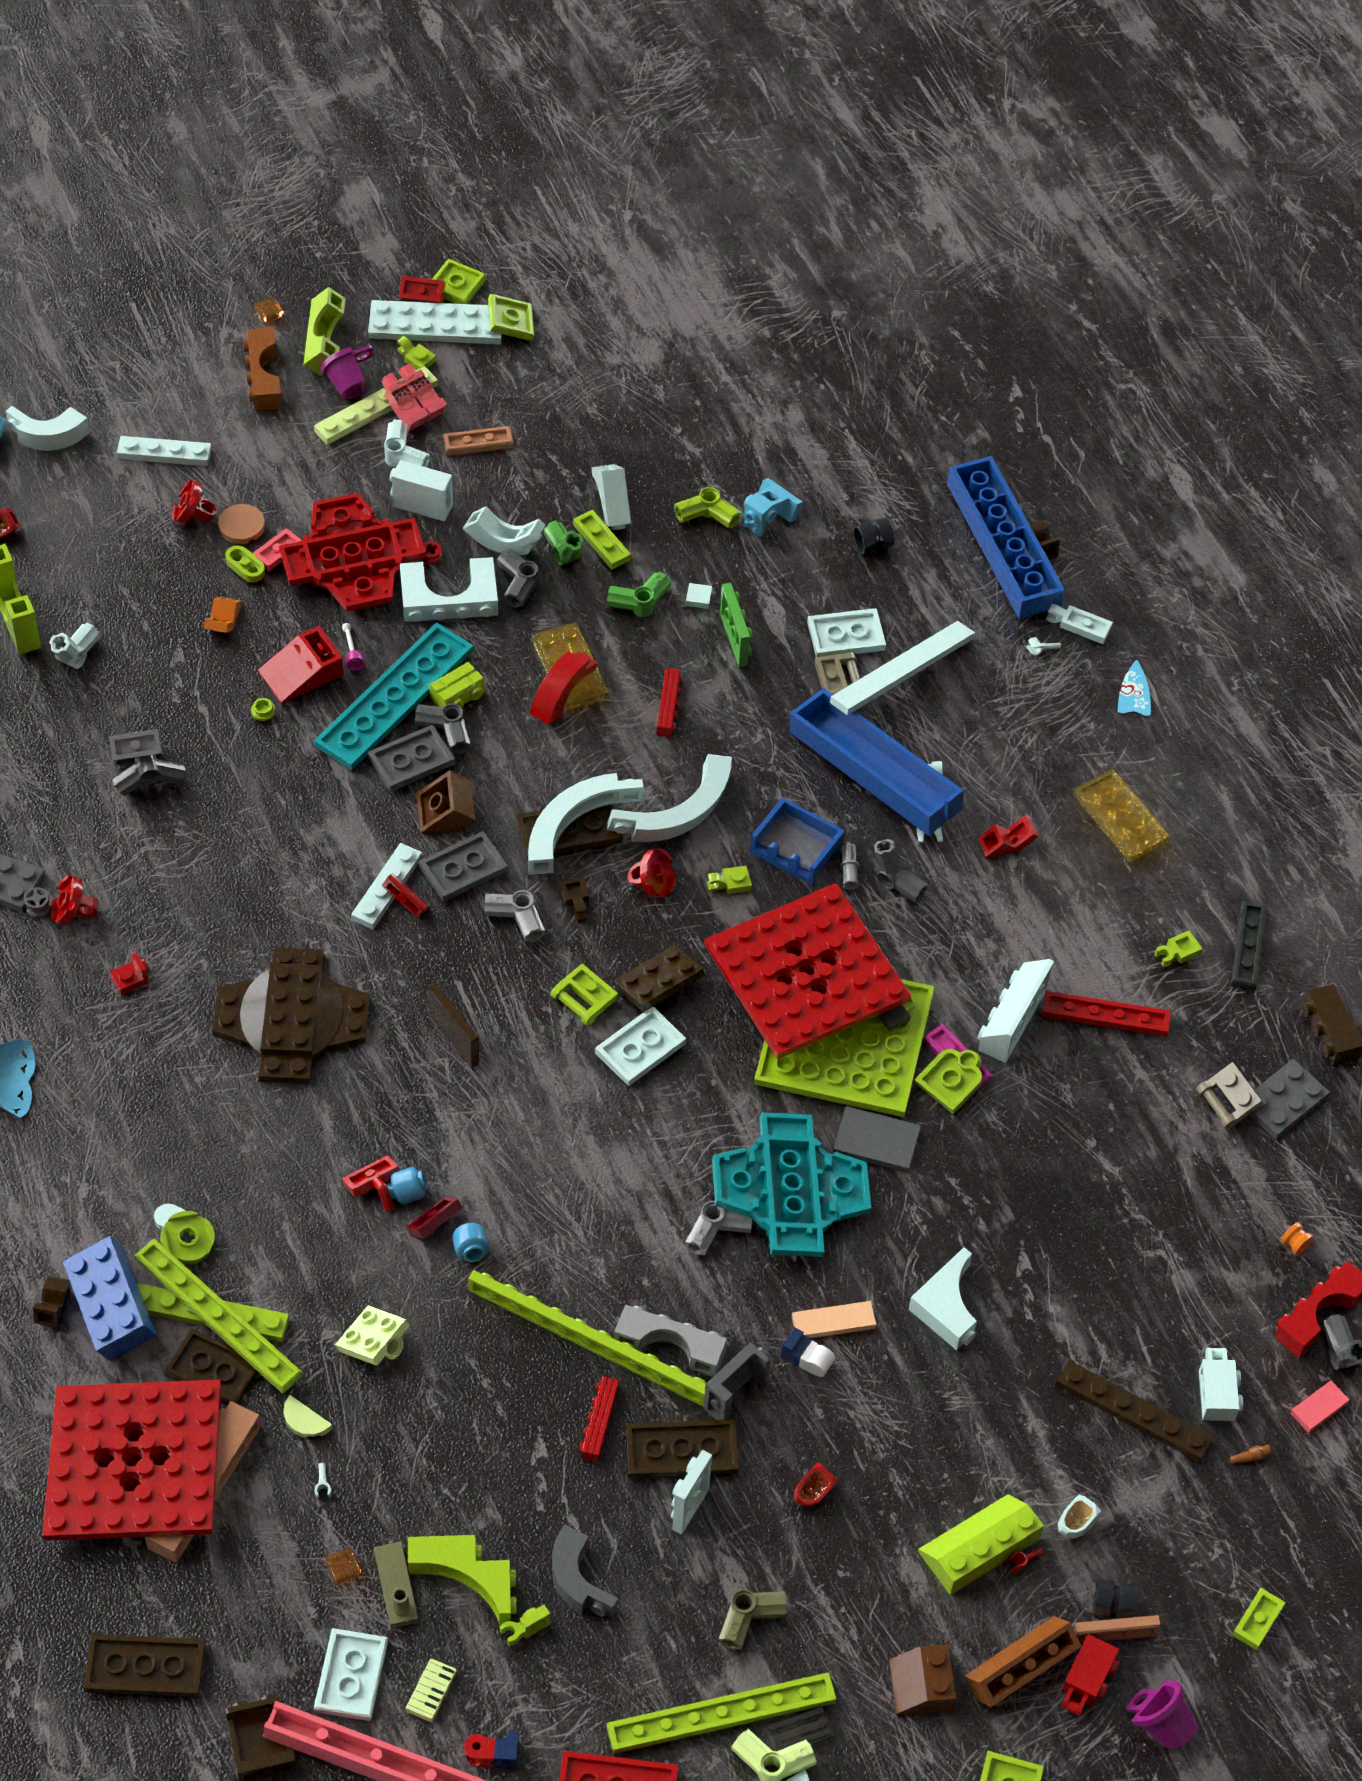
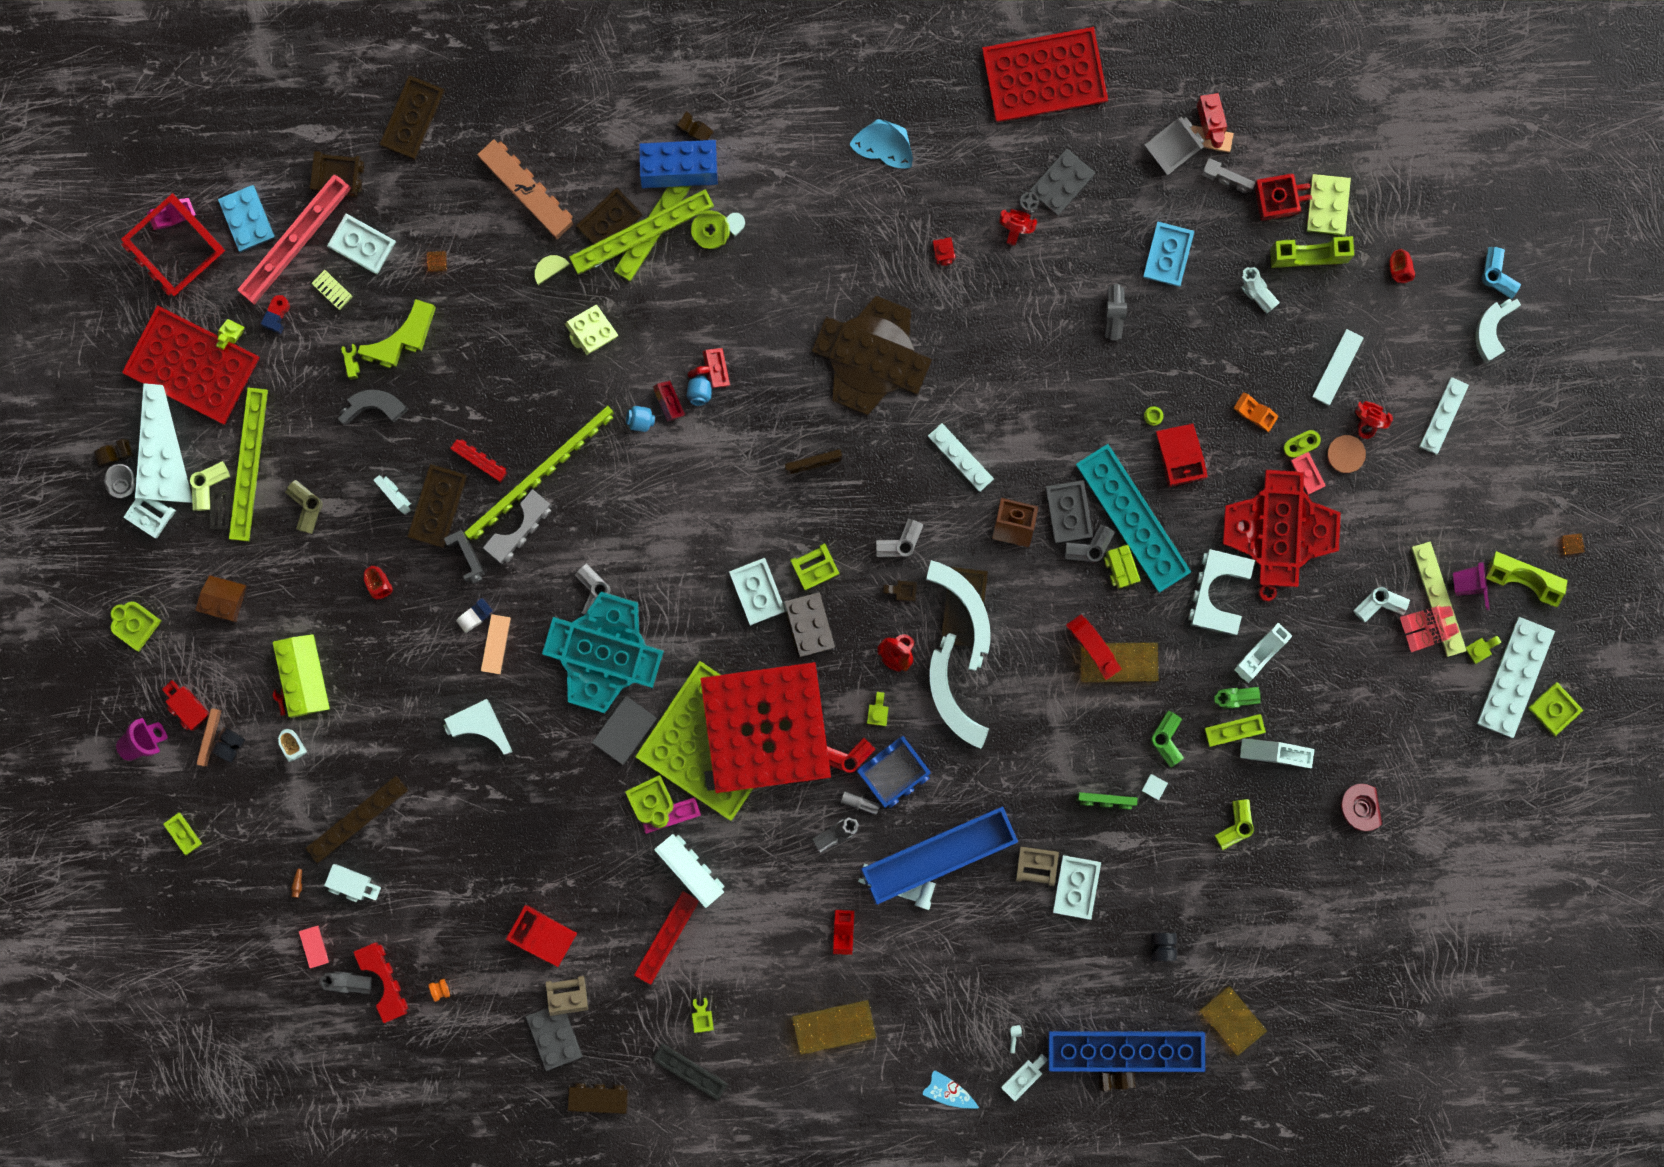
camera: 115 degrees right, 30 degrees up
(57, 746) = (1168, 254): none -> medium azure plate
(99, 1428) = (534, 113): red plate -> none
(135, 744) = (1140, 306): light grey panel -> none
(141, 557) = (1337, 367): none -> light aqua tile
(265, 386) = (1529, 523): dark orange arch -> none
(322, 1481) = (499, 266): light aqua hand -> none
(354, 659) = (1179, 499): dark pink hinge -> none
(395, 1585) = (411, 290): olive piece -> none
(405, 895) = (943, 467): red slope -> none
(421, 490) = (1324, 601): light aqua brick -> none
(422, 289) = (1551, 675): red plate -> none
(463, 866) = (956, 517): dark grey plate -> none
(478, 440) = (1373, 668): nougat tile -> none
(510, 317) = (1496, 738): lime tile -> none
(524, 574) = (1206, 649): dark grey piece -> none
(638, 405) = (1361, 807): none -> hat
(669, 702) = (1057, 725): red piece -> none
(762, 508) = (1214, 863): medium azure tile -> none
(795, 881) = (858, 754): none -> red piece
(902, 668) = (1021, 913): light aqua tile -> none
(922, 462) = (1233, 1020): none -> clear yellow plate
(1022, 1661) = (207, 666): dark orange brick -> none
(1172, 1149) = (541, 936): none -> red slope

